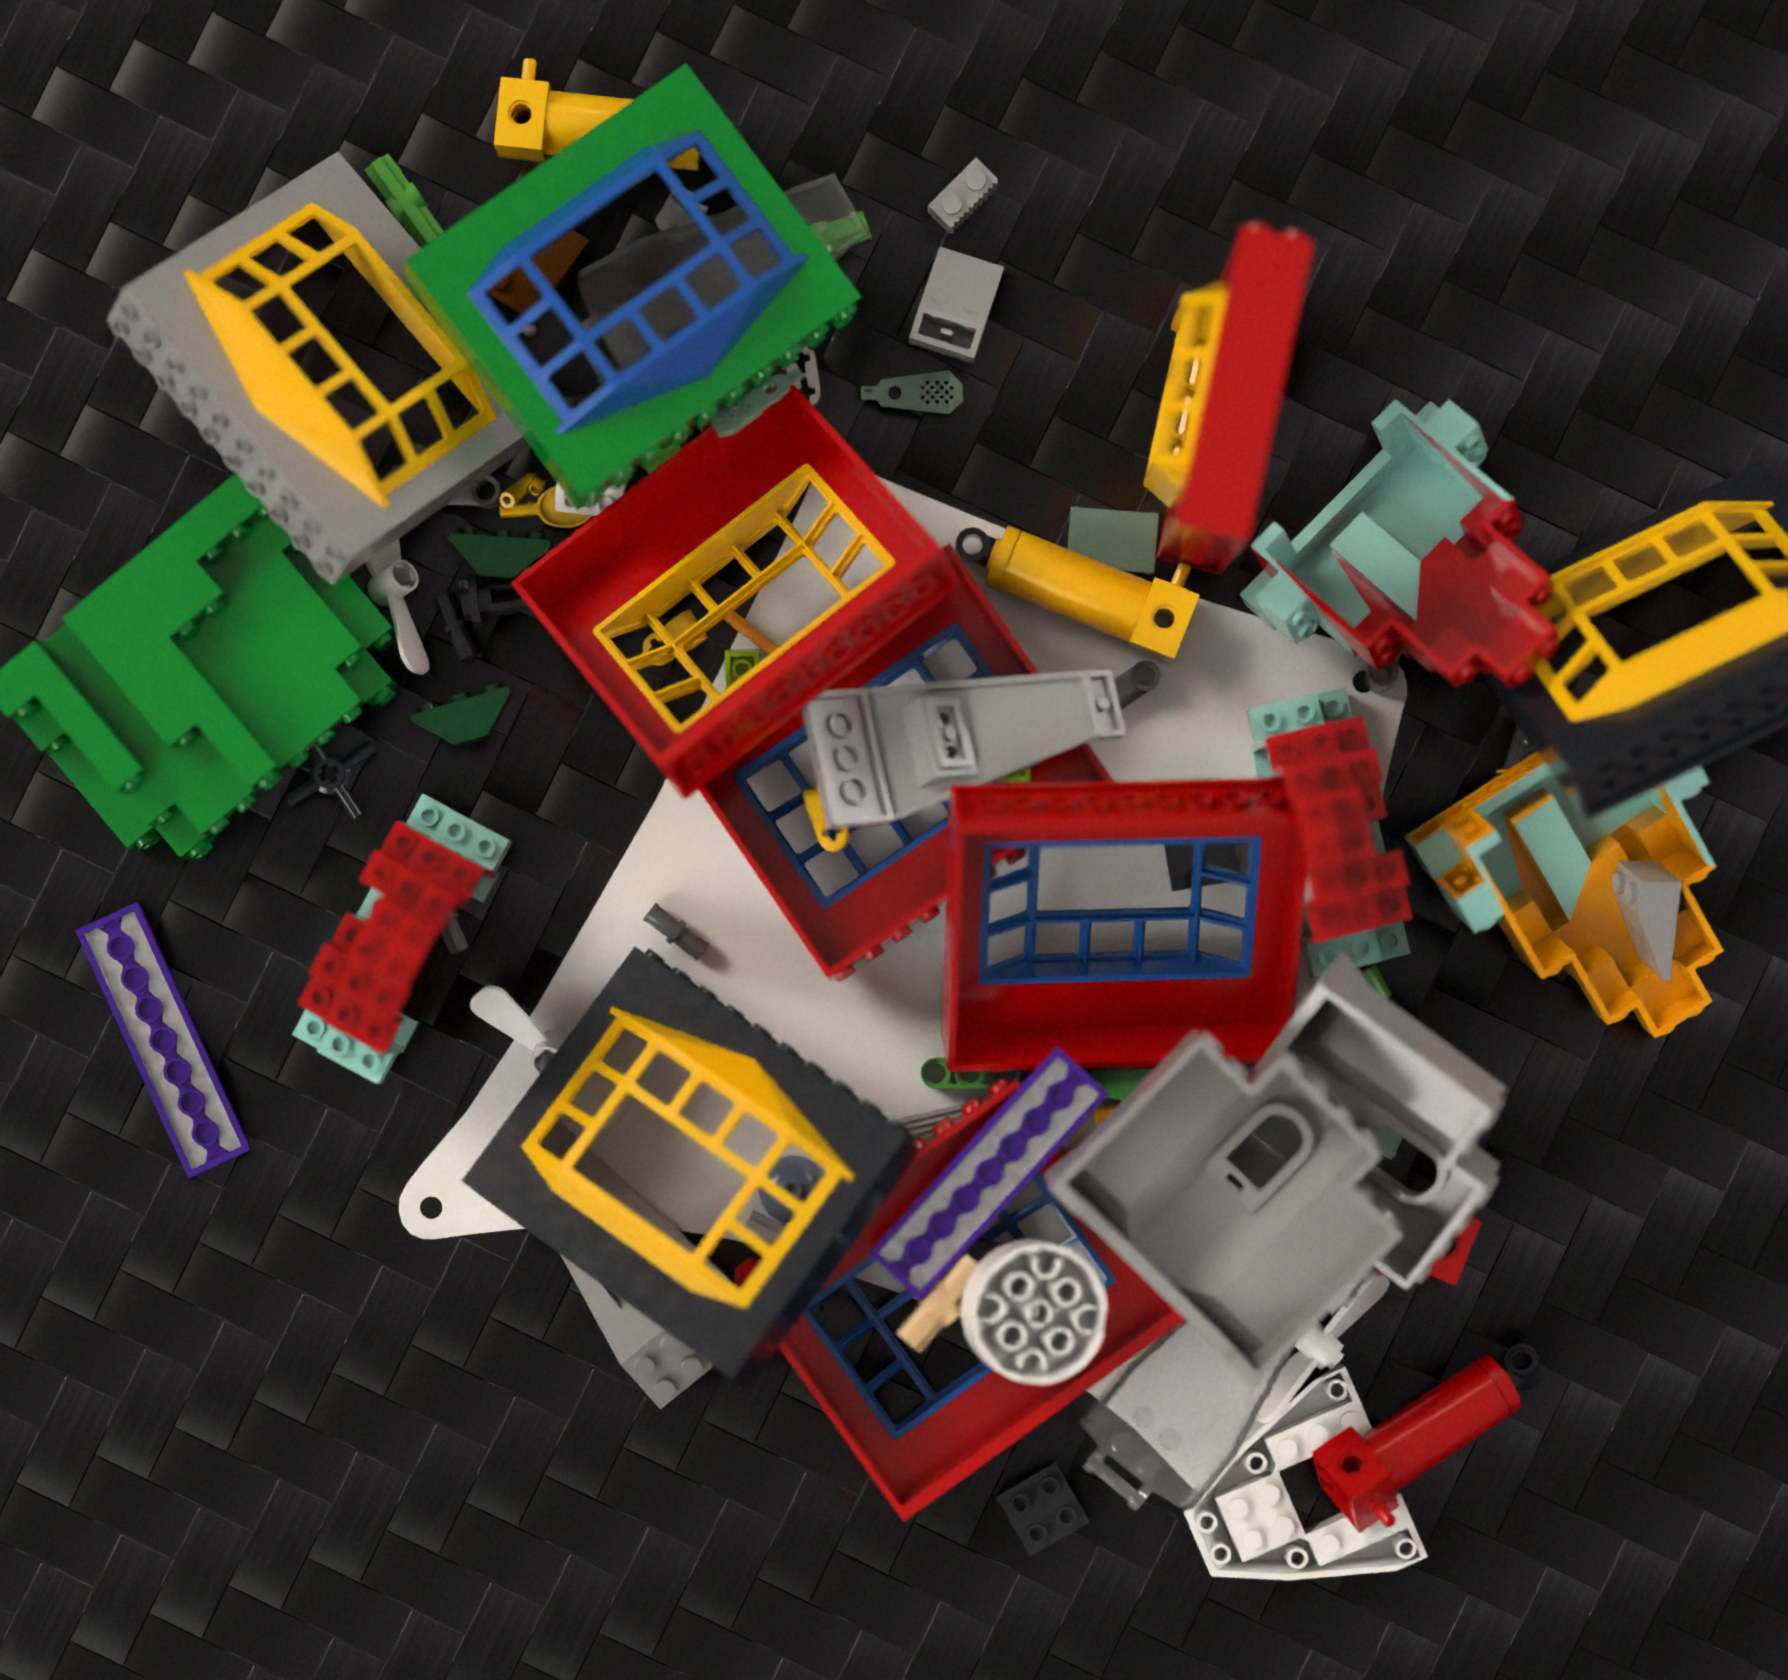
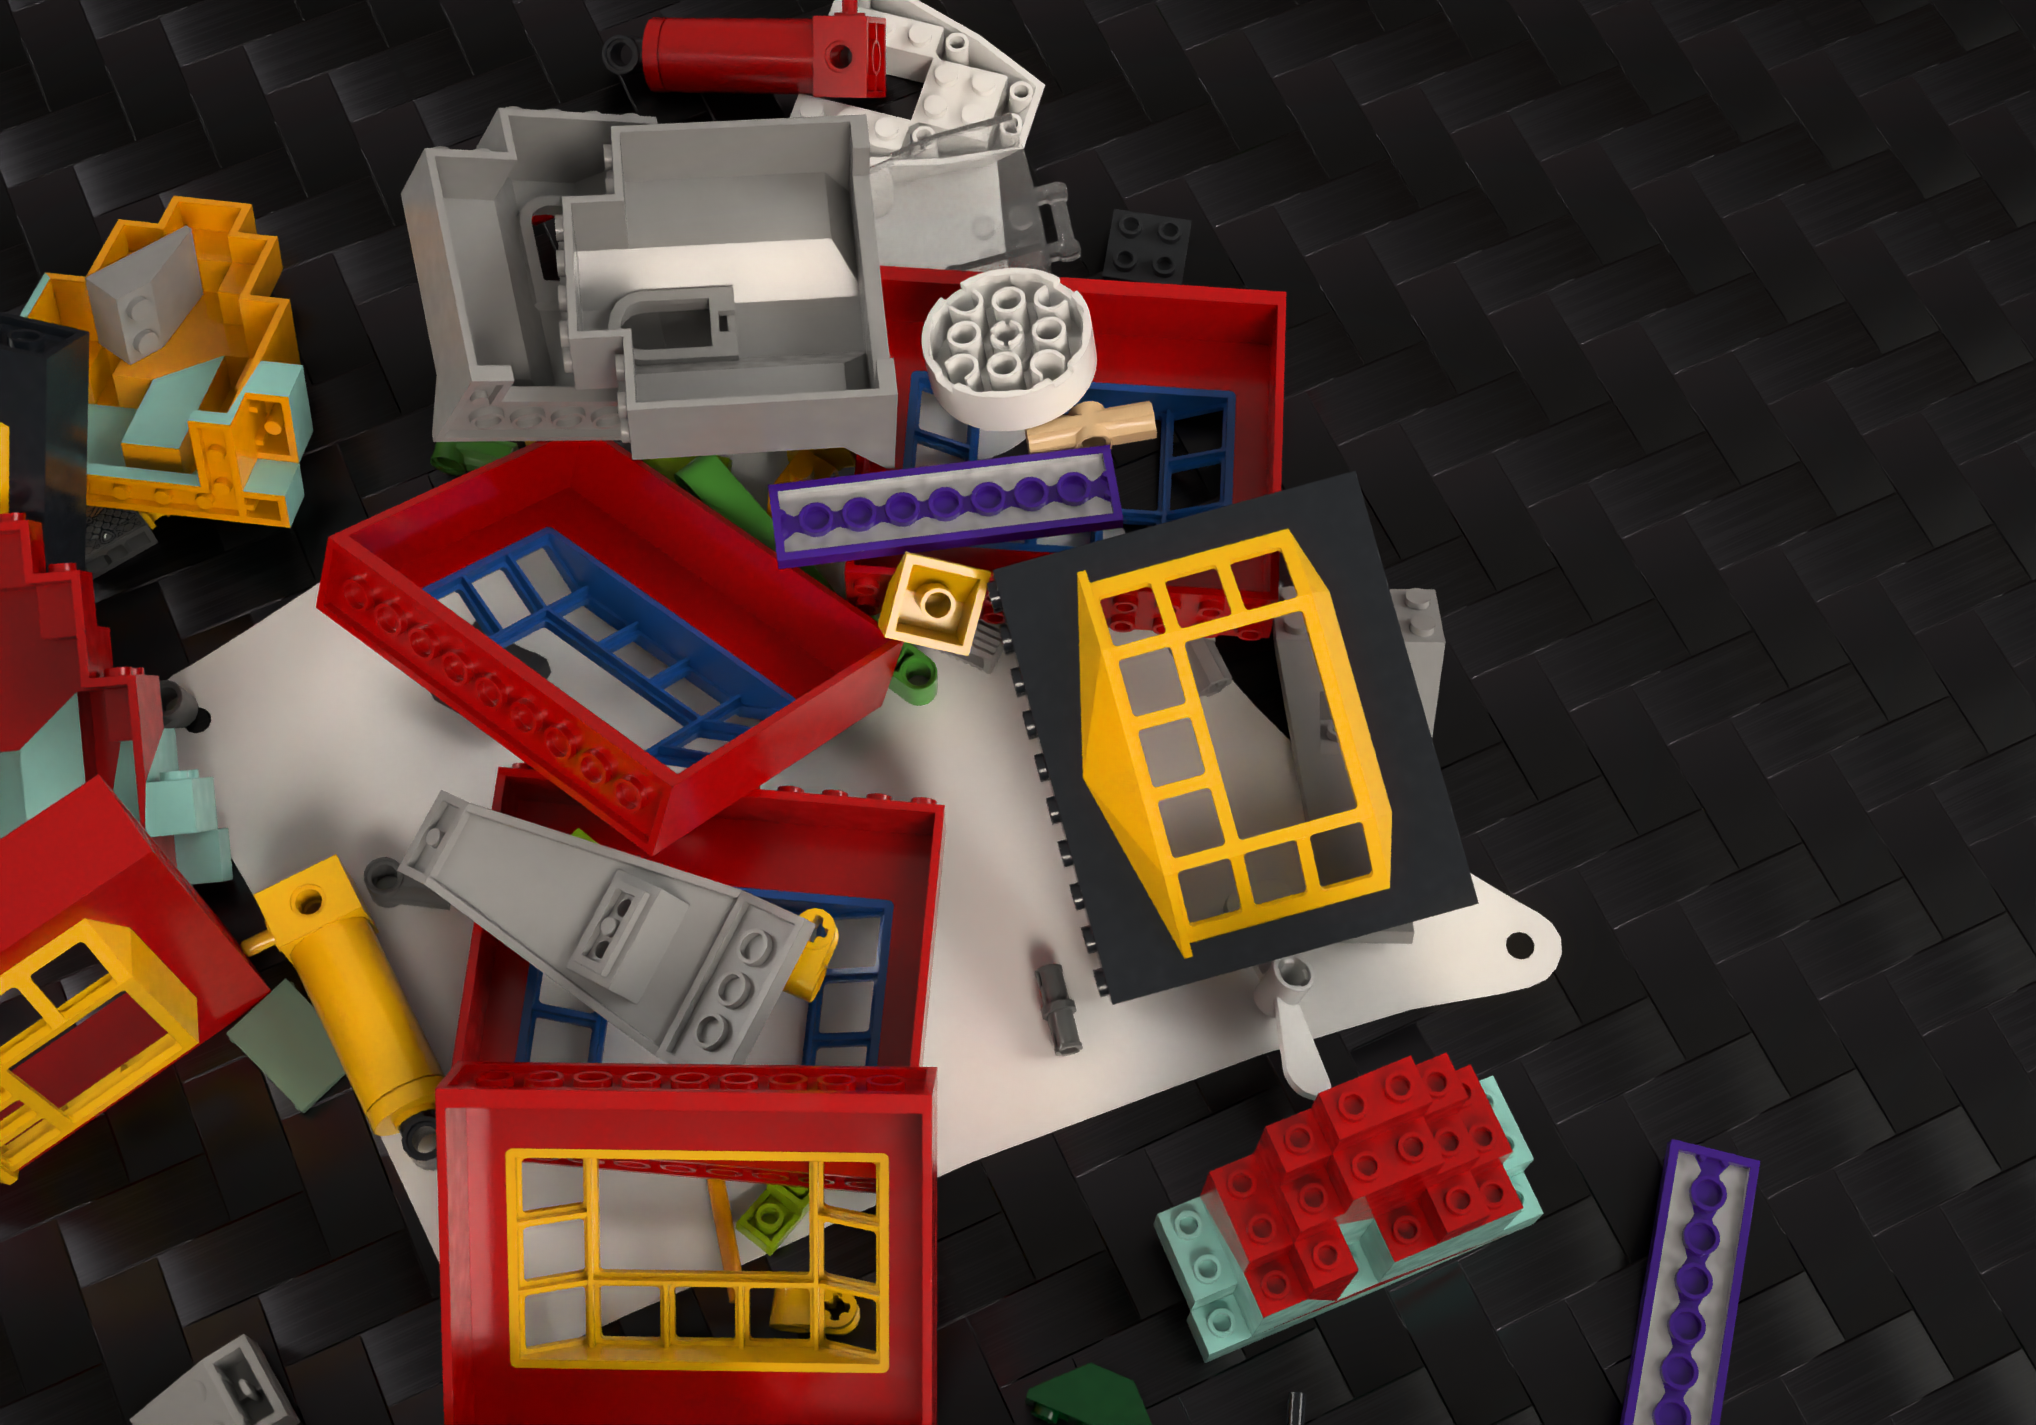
camera: 145 degrees left, 20 degrees down
(795, 1176) = (1151, 682): sand blue cylinder -> none
(912, 392) = (344, 1365): sand green piece -> none
(940, 1098) = (934, 603): none -> yellow slope
(1337, 801) = (276, 607): red panel -> none

